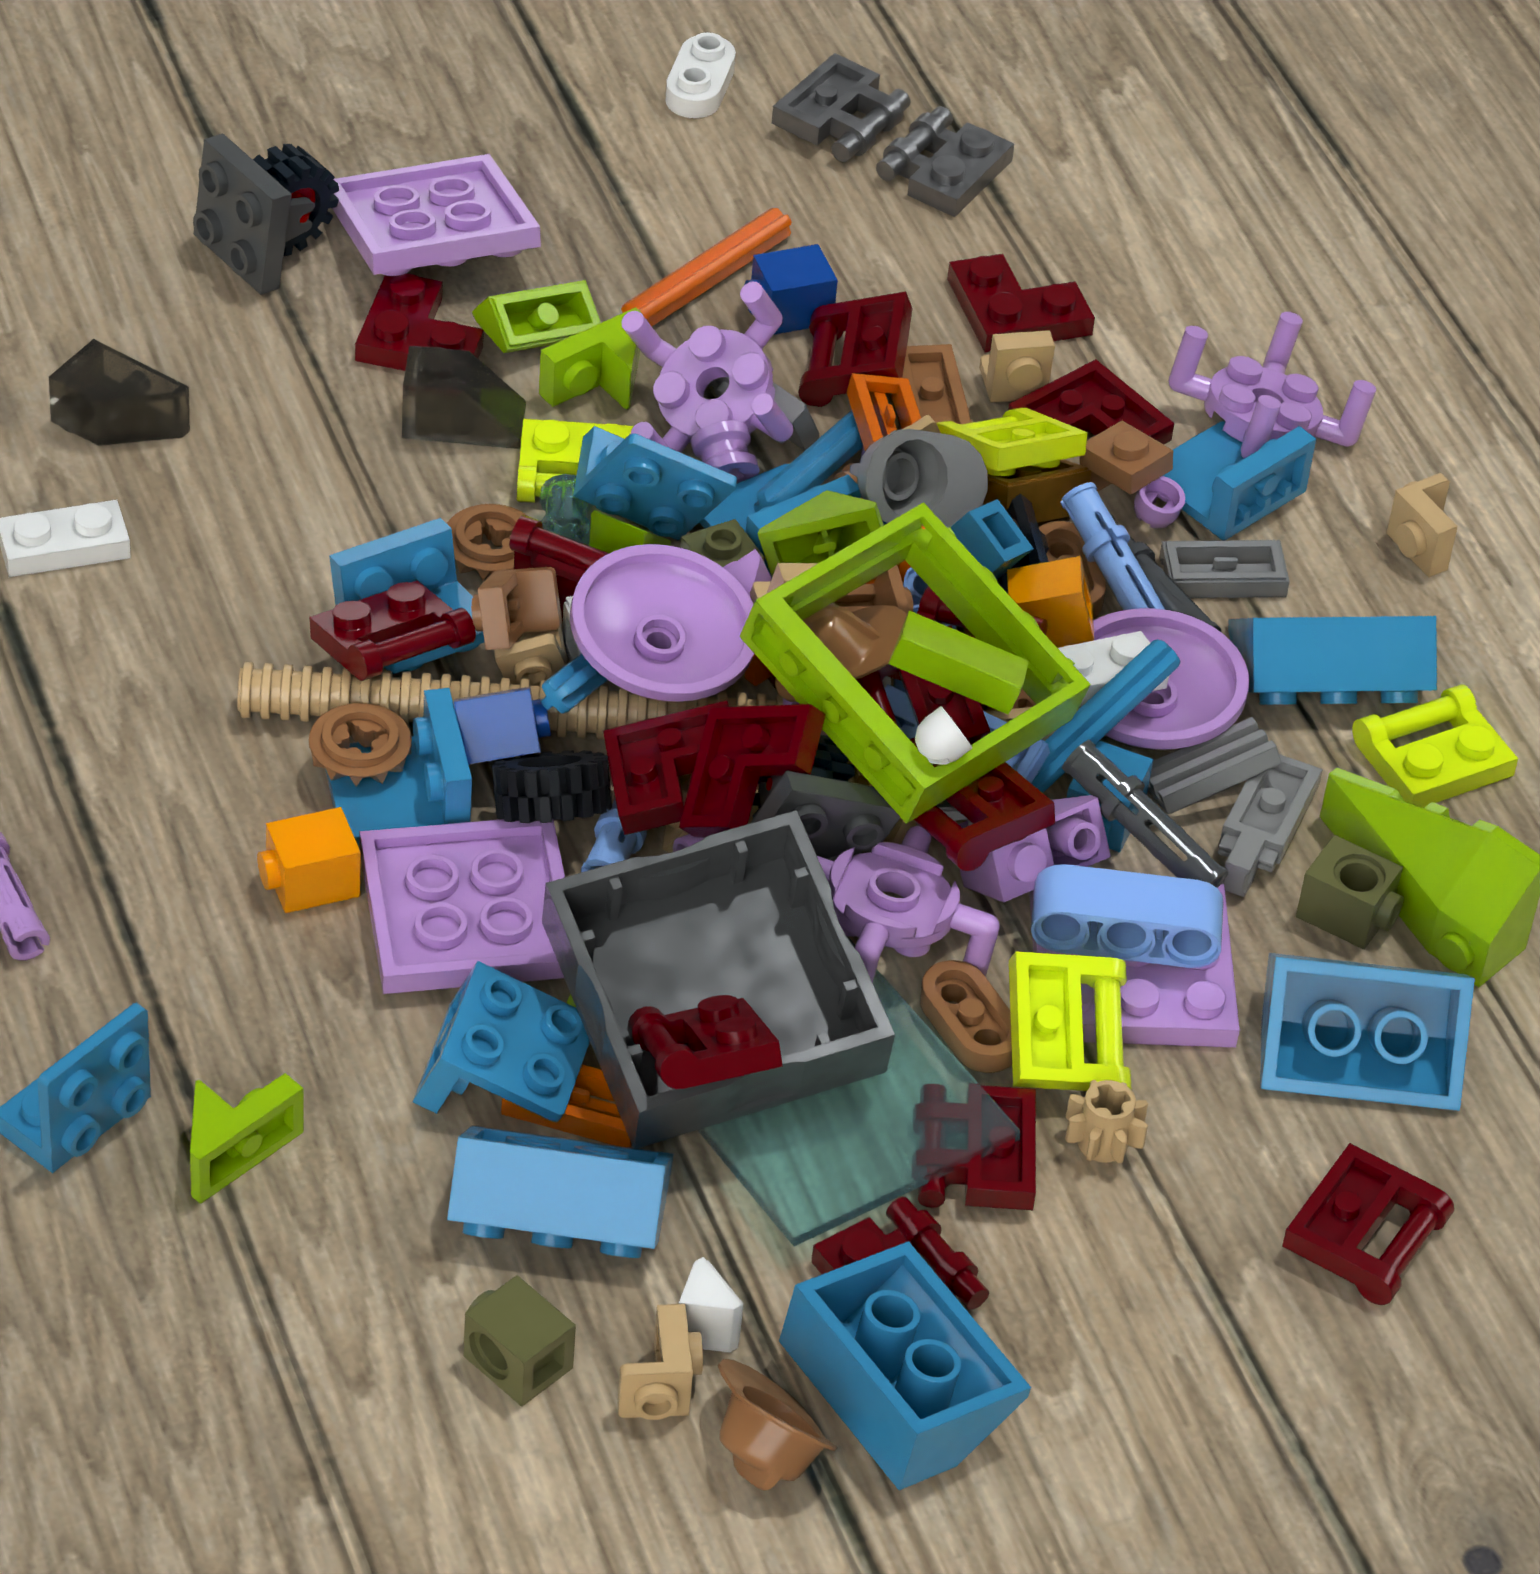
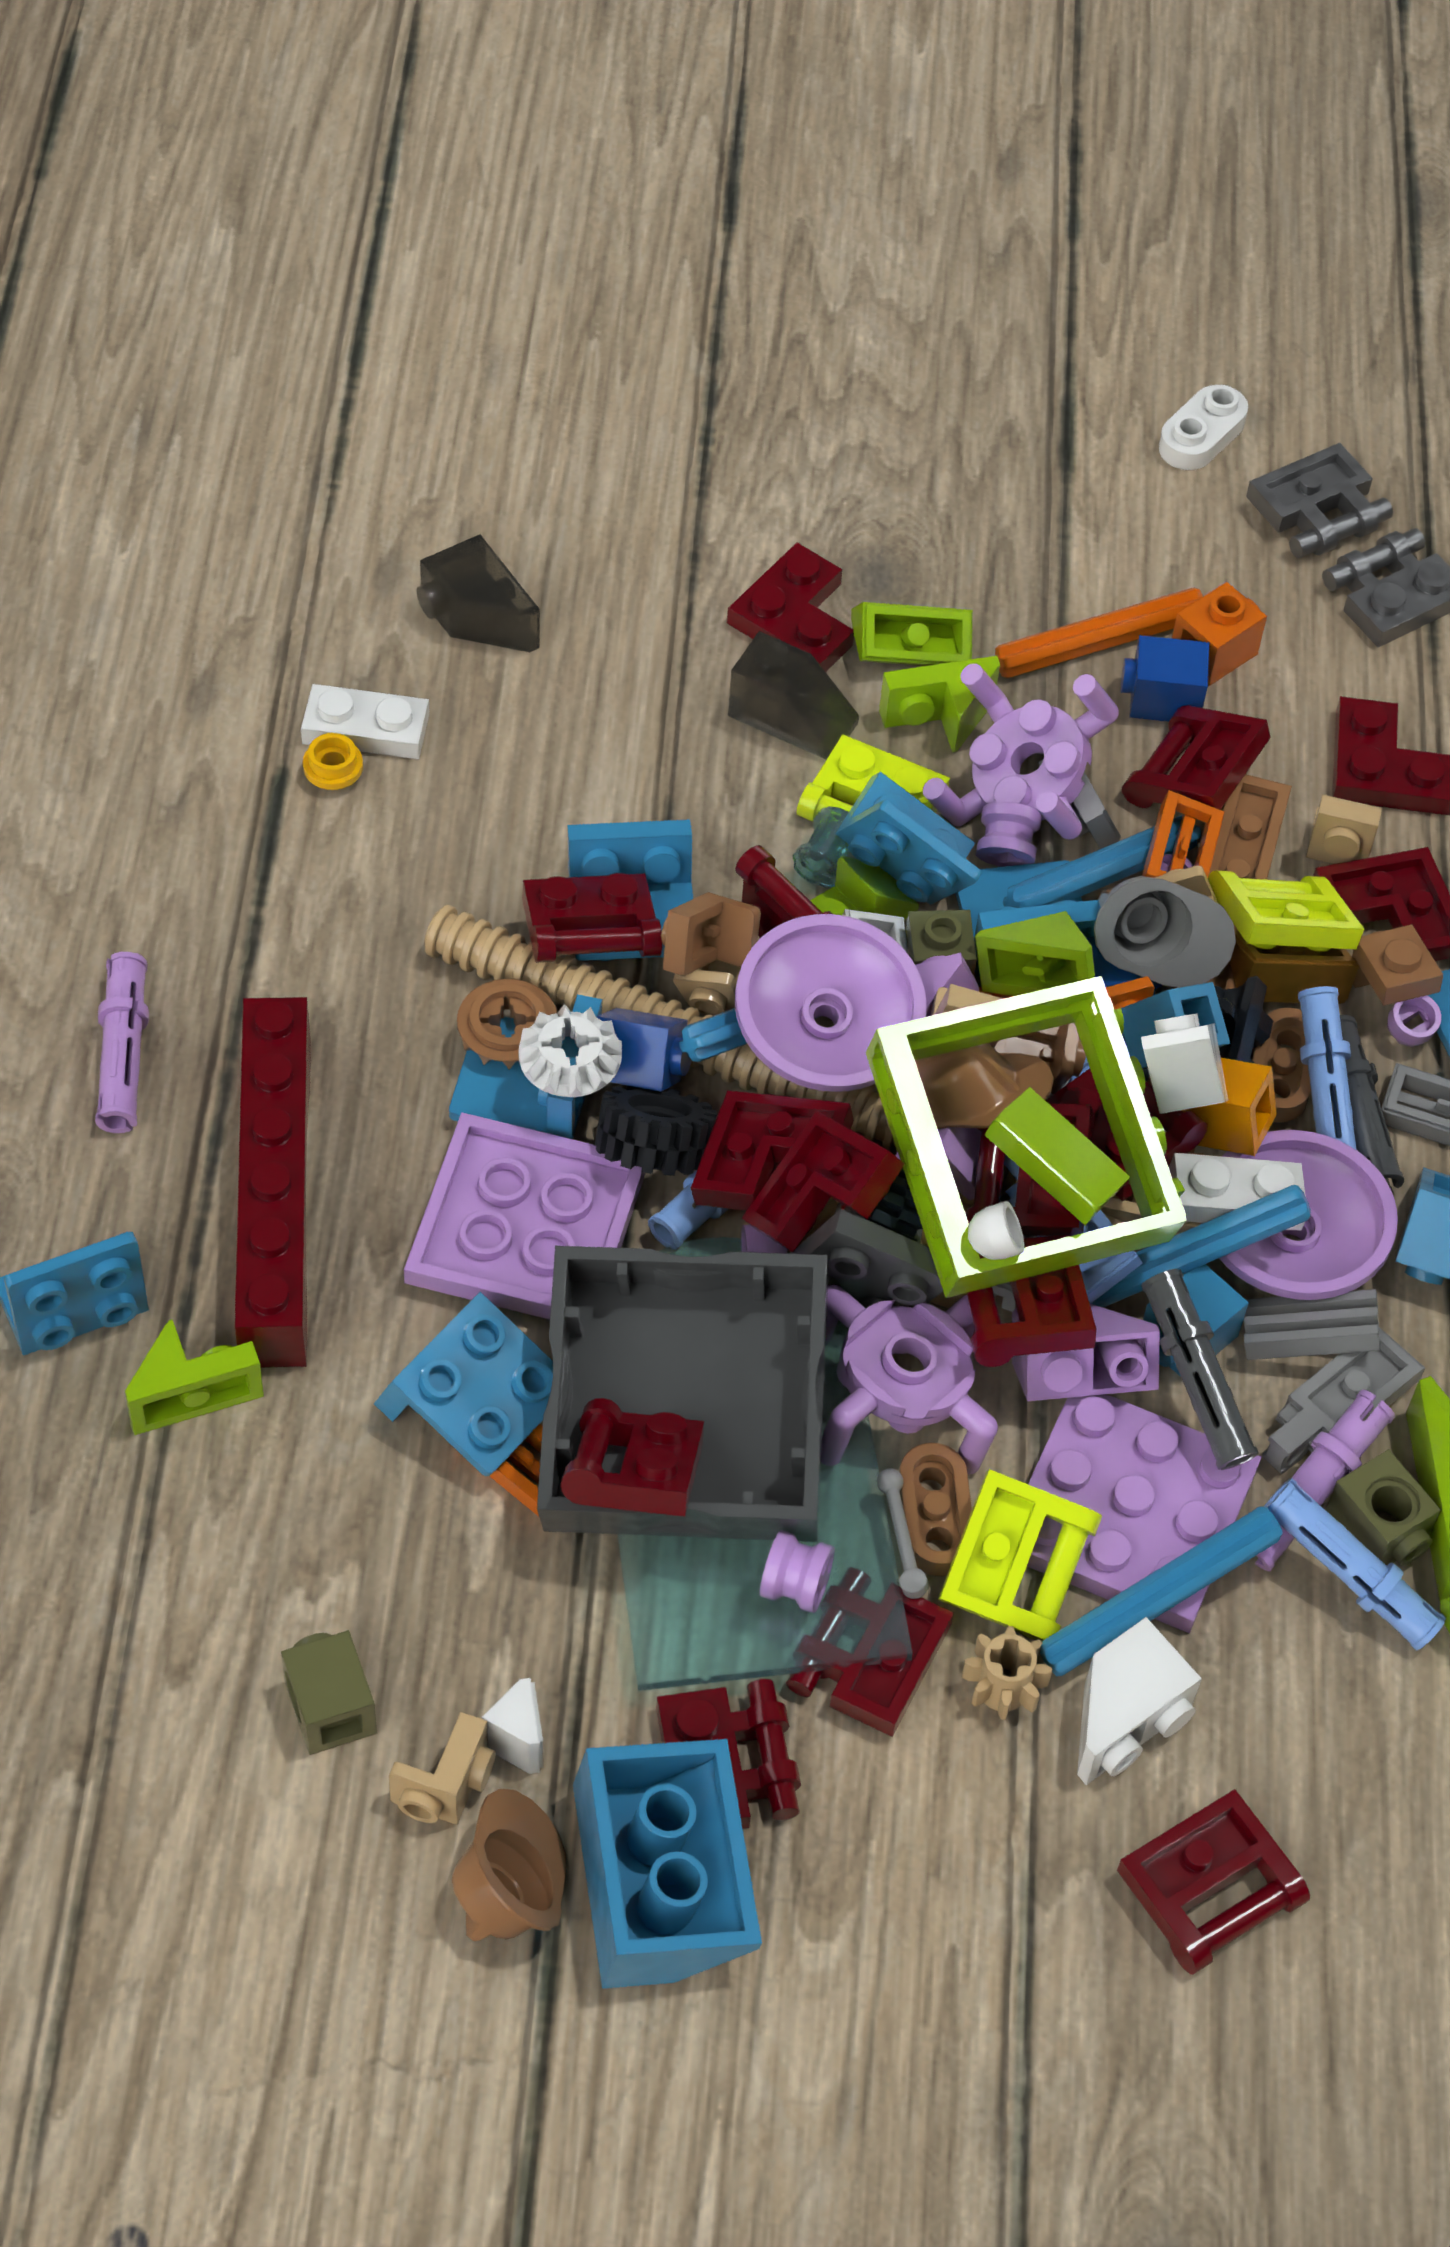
camera: 25 degrees right, 10 degrees up
(54, 579) = (332, 762): none -> yellow plate
(255, 996) = (273, 1181): none -> dark red arch
(260, 207) = (707, 445): dark grey plate -> none
(311, 860) = (403, 1125): light orange brick -> none
(434, 215) = (864, 499): lavender plate -> none
(441, 752) = (547, 1063): none -> white gear
(468, 529) = (727, 834): medium nougat gear -> none
(559, 1190) = (451, 1546): dark azure slope -> none
(822, 222) = (1228, 623): none -> orange brick
(890, 1093) = (797, 1571): none -> lavender wheel
(989, 1073) = (912, 1580): none -> light grey hinge
(1023, 557) = (1184, 1064): none -> white slope
(1127, 916) = (1132, 1465): light blue beam -> none
(1206, 1006) = (1161, 1590): none -> dark azure axle
(1220, 1103) = (1130, 1695): none -> white slope
(1288, 860) = (1333, 1458): none -> lavender pin
(1343, 931) = (1375, 1583): none -> light blue pin
(1365, 1031) = (1318, 1669): dark azure slope -> none

